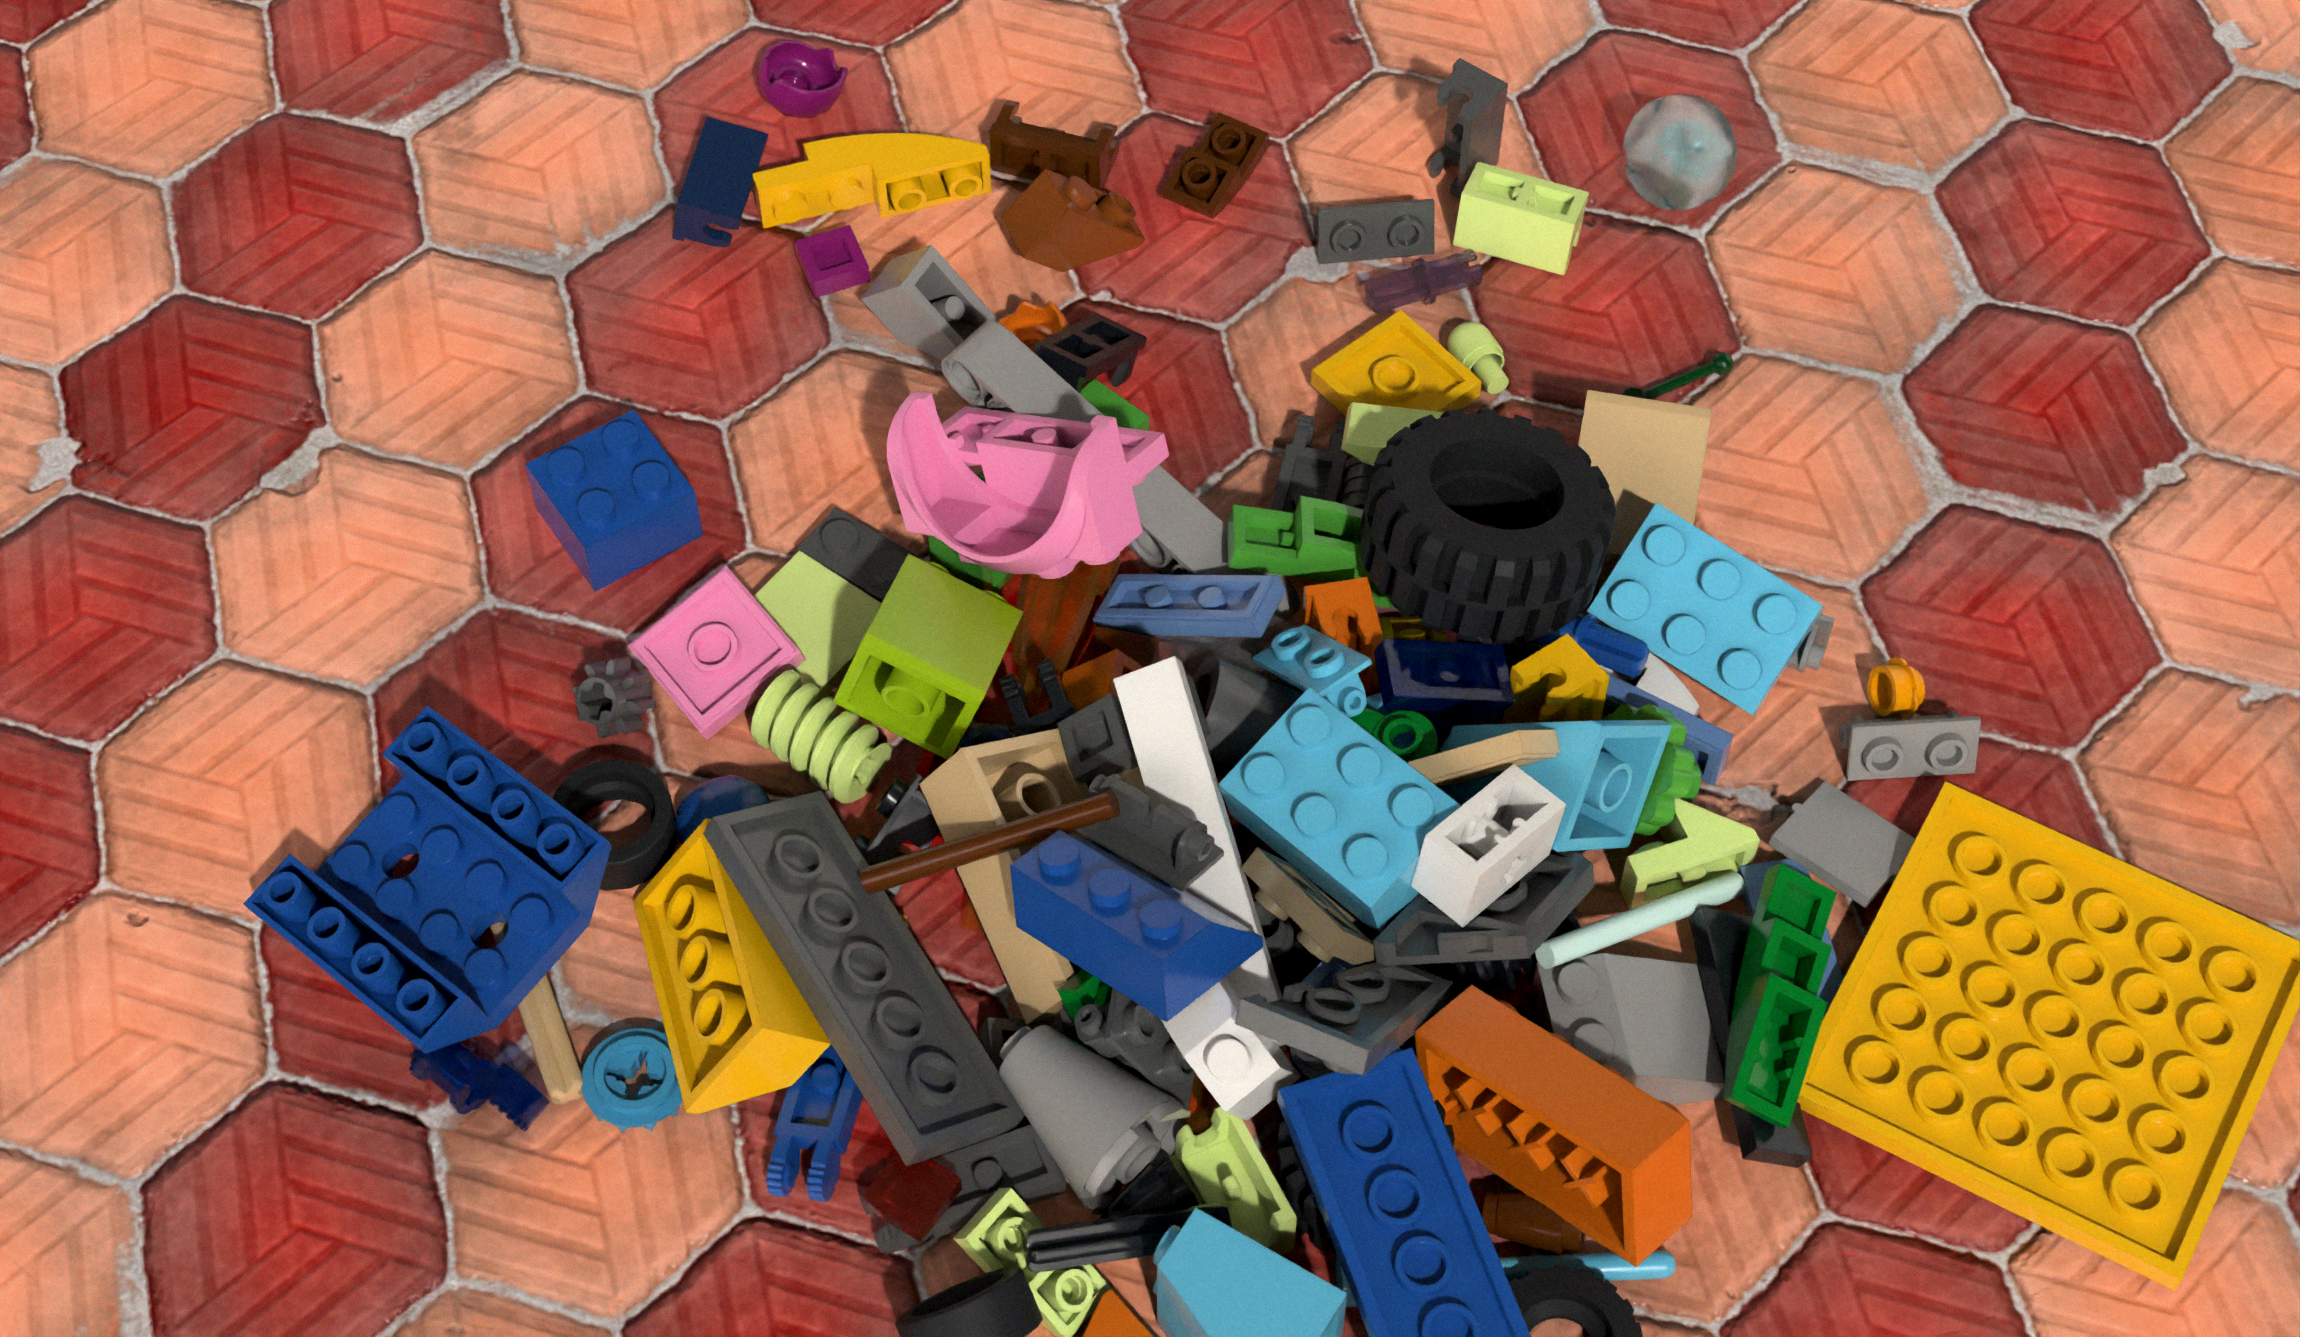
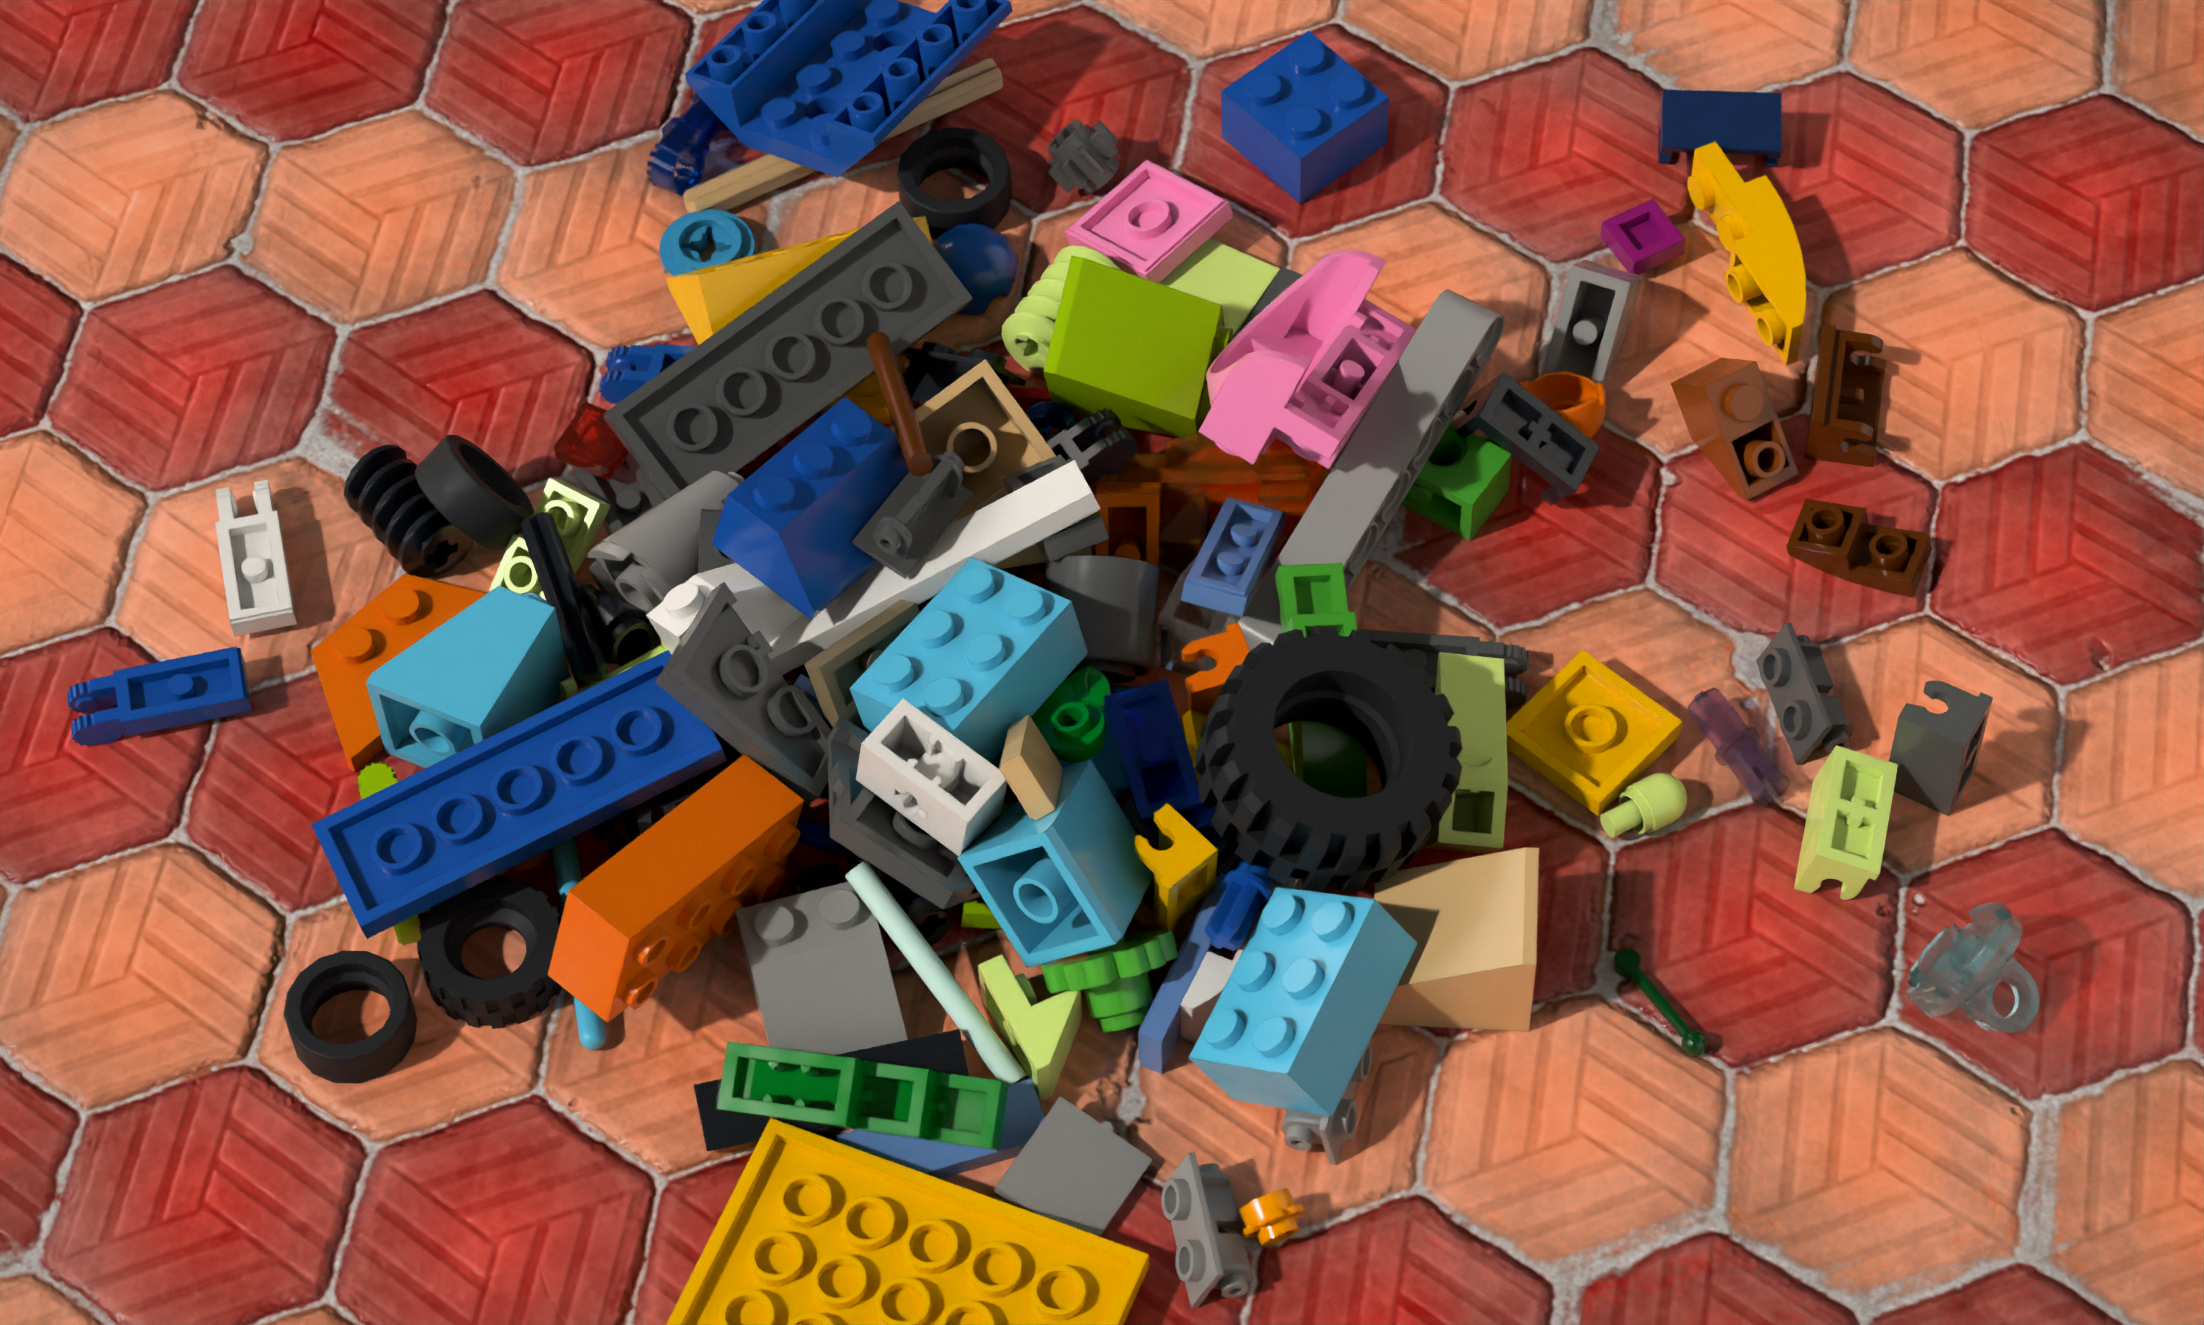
camera: 85 degrees right, 0 degrees up
(800, 78) = (1874, 168): magenta hair -> none
(1314, 660) = (1139, 644): medium azure hinge -> none

